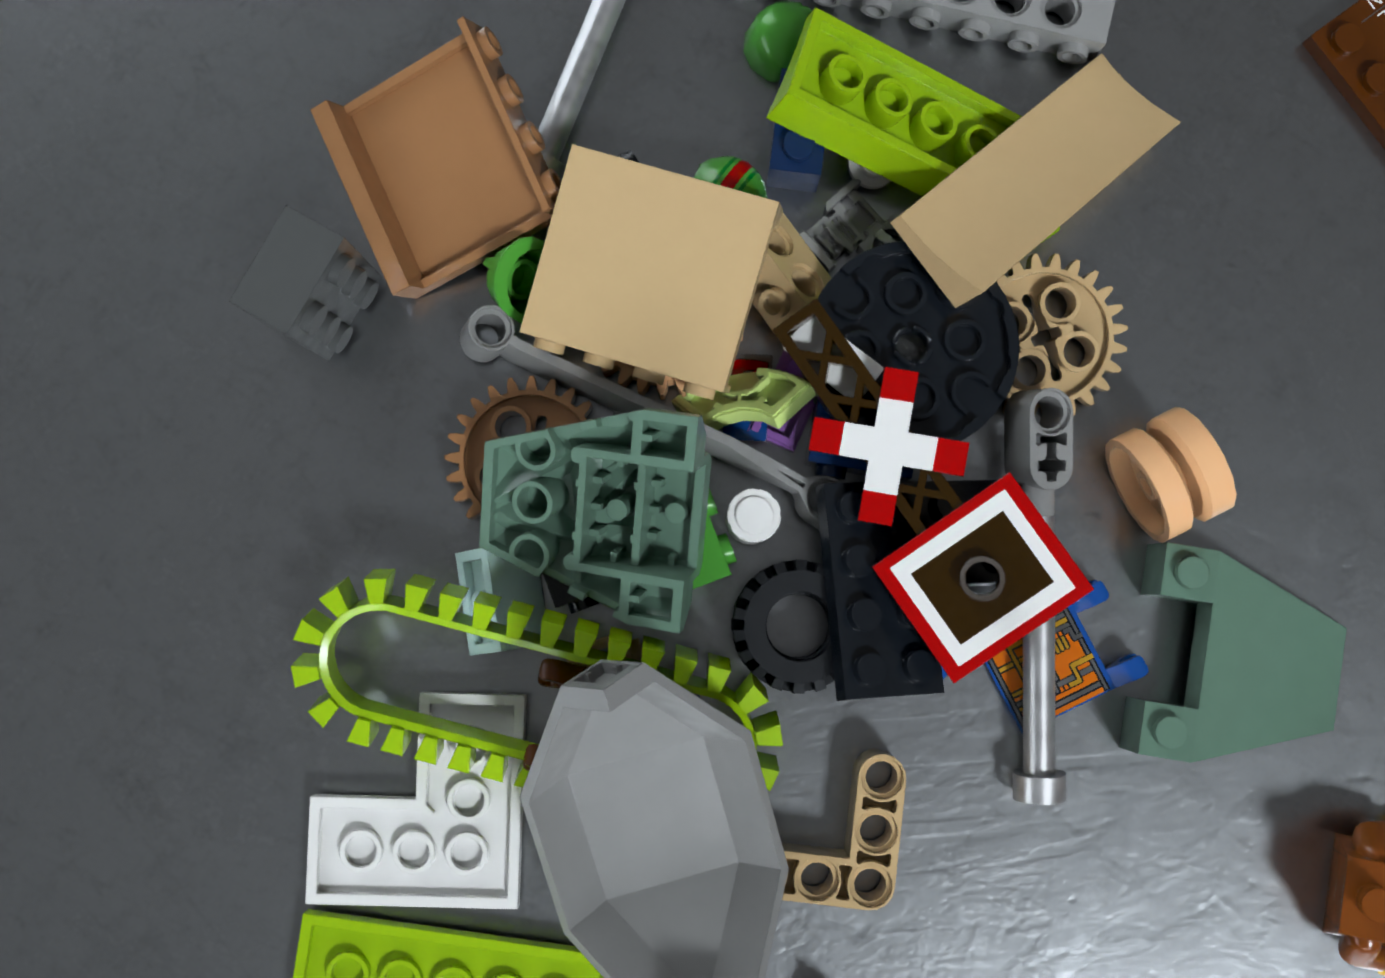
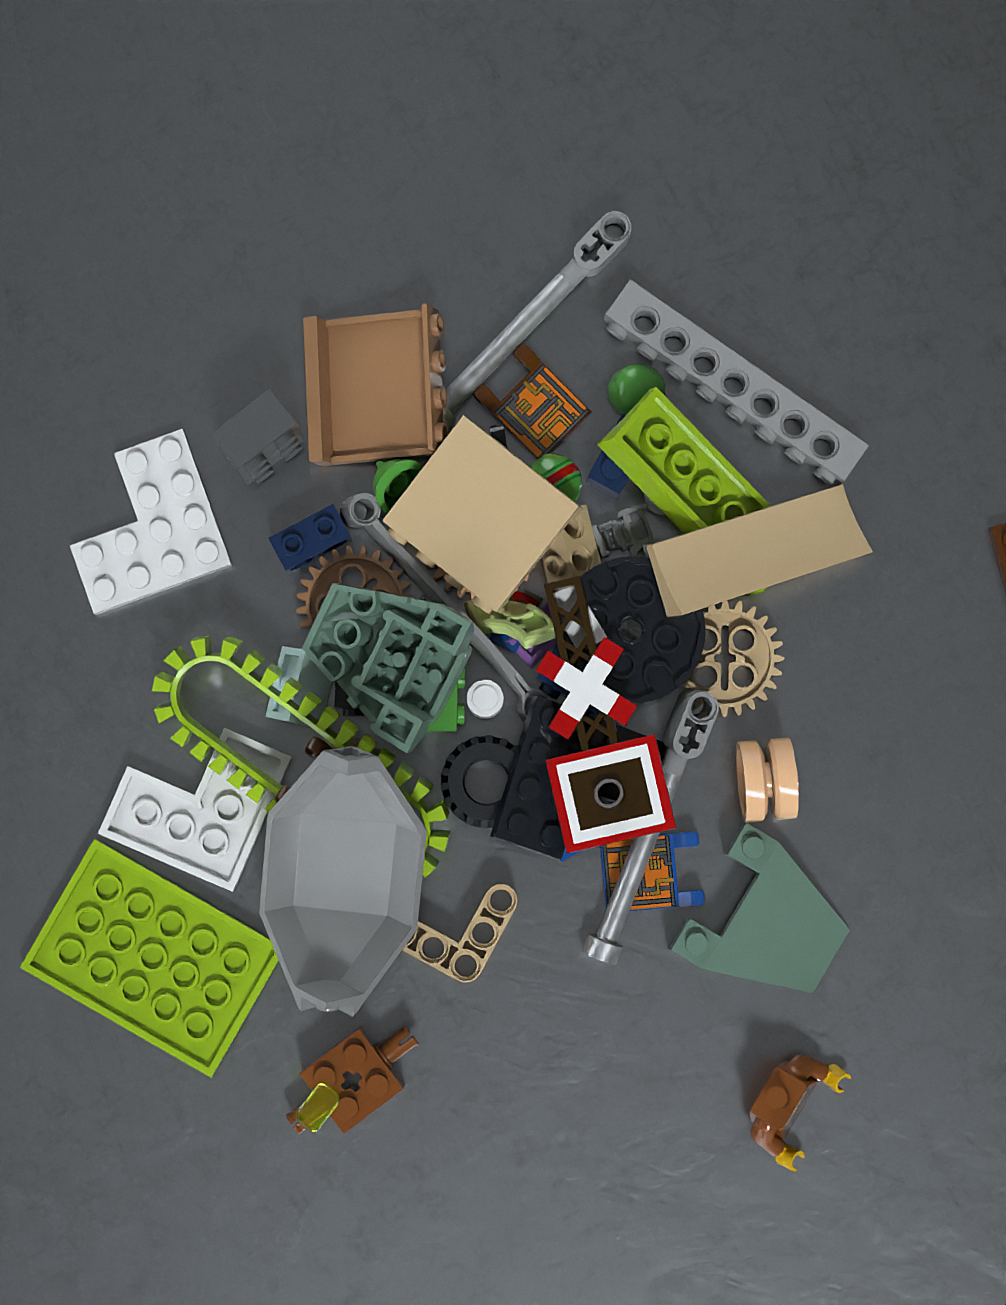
camera: 20 degrees right, 0 degrees up
(253, 471) = (173, 533): none -> white plate
(434, 397) = (310, 539): none -> dark blue brick
(667, 113) = (538, 409): none -> flag

